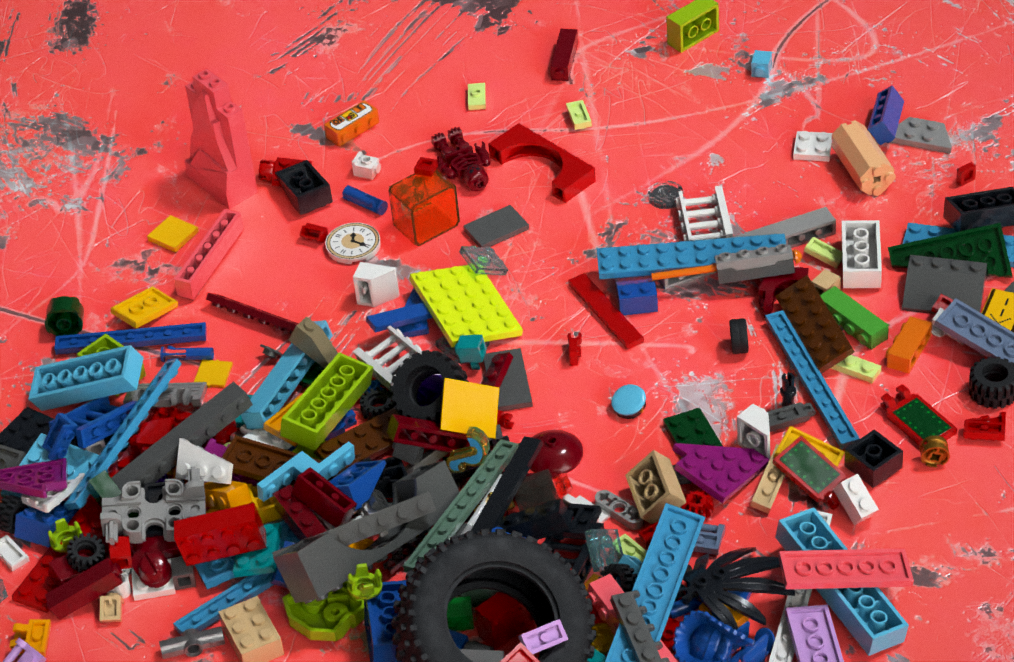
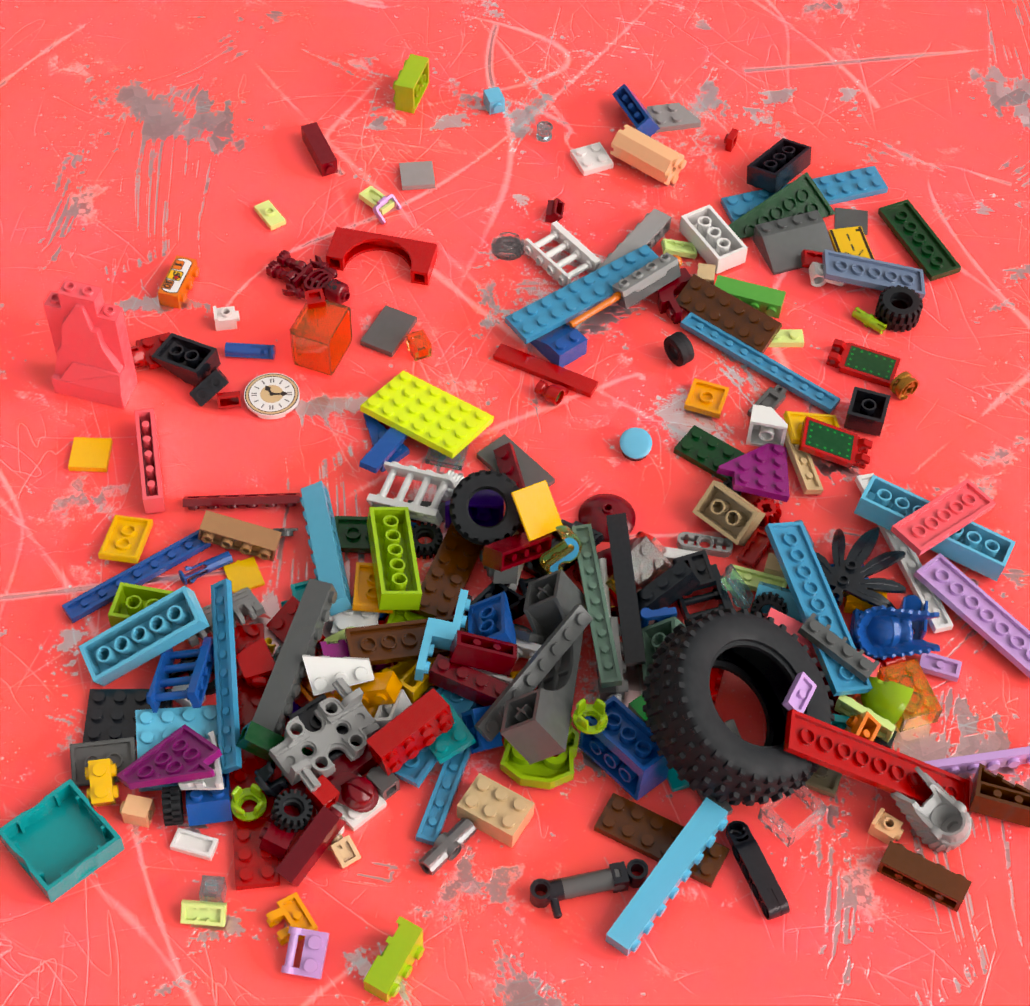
camera: 40 degrees left, 10 degrees up
(59, 436) = (168, 706): blue bracket -> none
(64, 316) = (58, 582): dark green brick -> none
(91, 521) = (262, 779): none -> black piece
(229, 338) = (239, 535): none -> medium nougat brick
(306, 213) = (209, 386): none -> black bracket
(313, 342) = (337, 507): dark tan slope -> none
(375, 284) = (333, 427): white slope -> none
(471, 349) = (472, 453): teal brick -> none
(483, 260) = (408, 366): clear light blue plate -> none
(509, 247) = (419, 345): none -> clear orange brick
(574, 348) = (551, 417): red plate -> none
(578, 116) = (381, 203): none -> lavender piece
(593, 331) = (552, 393): none -> red piece
(635, 106) = (417, 175): none -> light grey tile
(732, 389) = (706, 398): none -> light orange plate
(733, 178) = (554, 210): none -> dark red piece
(786, 106) = (544, 131): none -> clear light blue wheel
(788, 389) = (758, 381): black pin -> none
(855, 499) = (886, 452): white brick -> none
(908, 344) = (809, 302): orange brick -> none
(958, 383) = (869, 320): none -> lime pin
(986, 428) = (921, 349): red wing -> none

